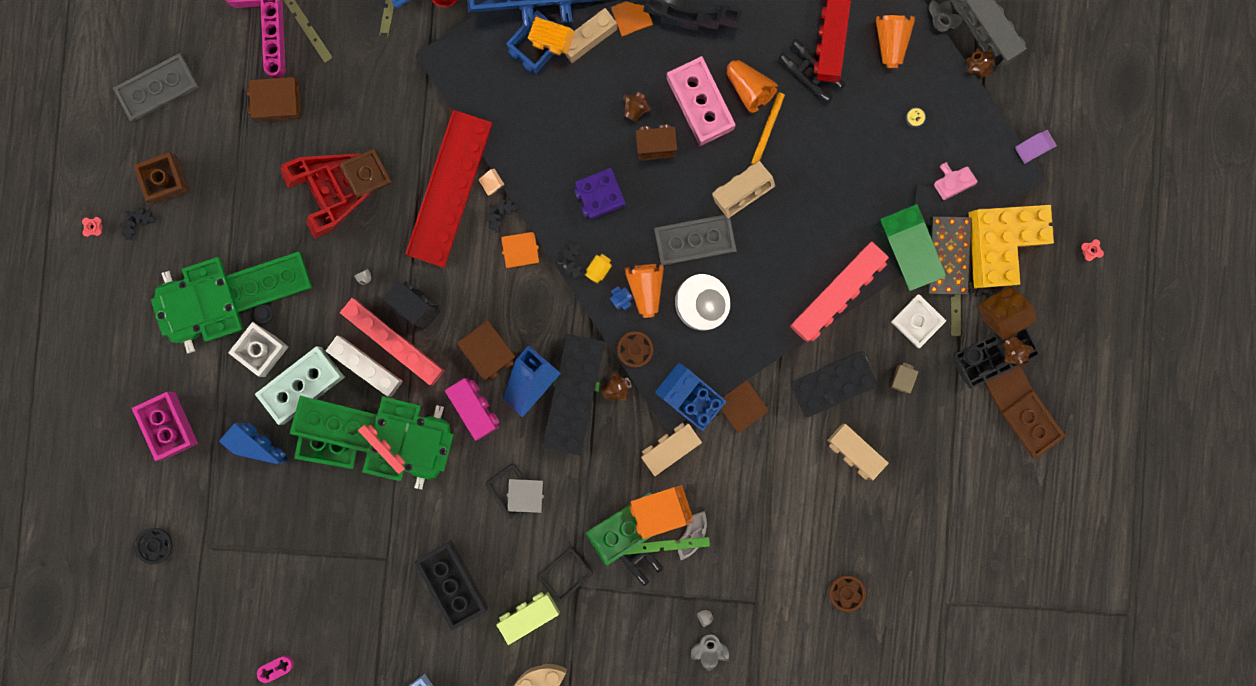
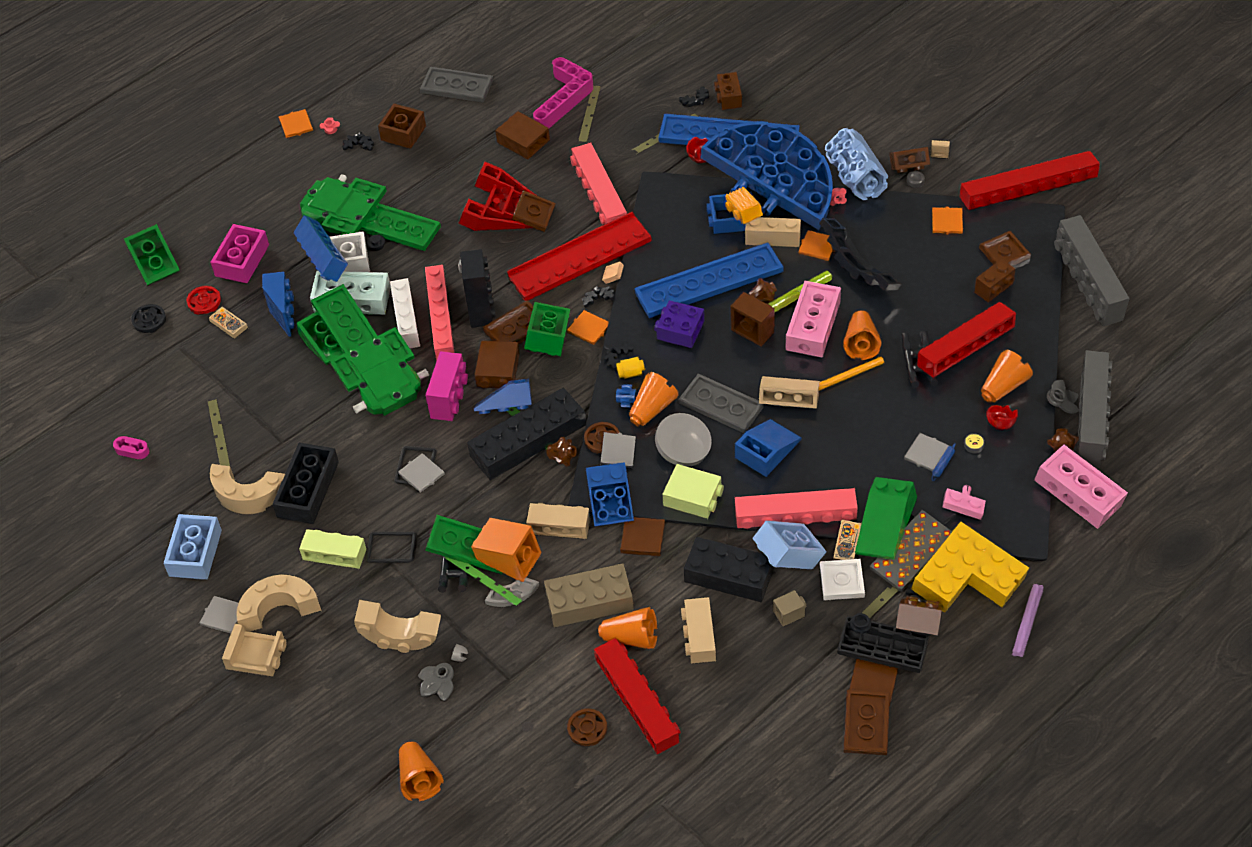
camera: 45 degrees right, 35 degrees down
(57, 248) = (295, 123): none -> orange piece
(90, 489) = (151, 254): none -> green slope
(180, 490) = (204, 301): none -> red wheel
(224, 493) = (228, 322): none -> tile
(237, 372) = (320, 249): none -> blue brick
(325, 593) = (218, 430): none -> olive piece
(382, 447) = (360, 352): coral plate -> none
(394, 101) = (597, 183): none -> coral brick
(403, 643) = (244, 497): none -> tan brick
(462, 298) = (511, 325): none -> reddish brown tile
(494, 283) = (547, 329): none -> green slope
(579, 127) = (709, 279): none -> blue plate
(647, 642) = (395, 632): none -> tan brick
(659, 83) = (794, 294): none -> lime axle
(659, 351) = (618, 449): none -> light grey piece
(750, 341) = (692, 491): none -> yellowish green brick
(754, 493) = (588, 595): none -> dark tan brick
(769, 252) = (765, 446): none -> blue slope
(811, 496) = (631, 628): none -> orange cone
(864, 543) = (637, 696): none -> red brick
(868, 333) = (789, 545): none -> light blue brick
(886, 154) = (926, 452): none -> light grey piece
(896, 286) = (847, 540): none -> tile
(906, 153) = (943, 461): none -> blue piece
(919, 77) = (1001, 417): none -> red hair
(1017, 351) = (898, 643): reddish brown rock -> none
(1027, 96) = (1080, 486): none -> bright pink brick
(1035, 146) = (1057, 529): medium lavender slope -> none
(1074, 247) = (1028, 618): none -> lavender axle
(1089, 255) = (1040, 641): coral plate -> none

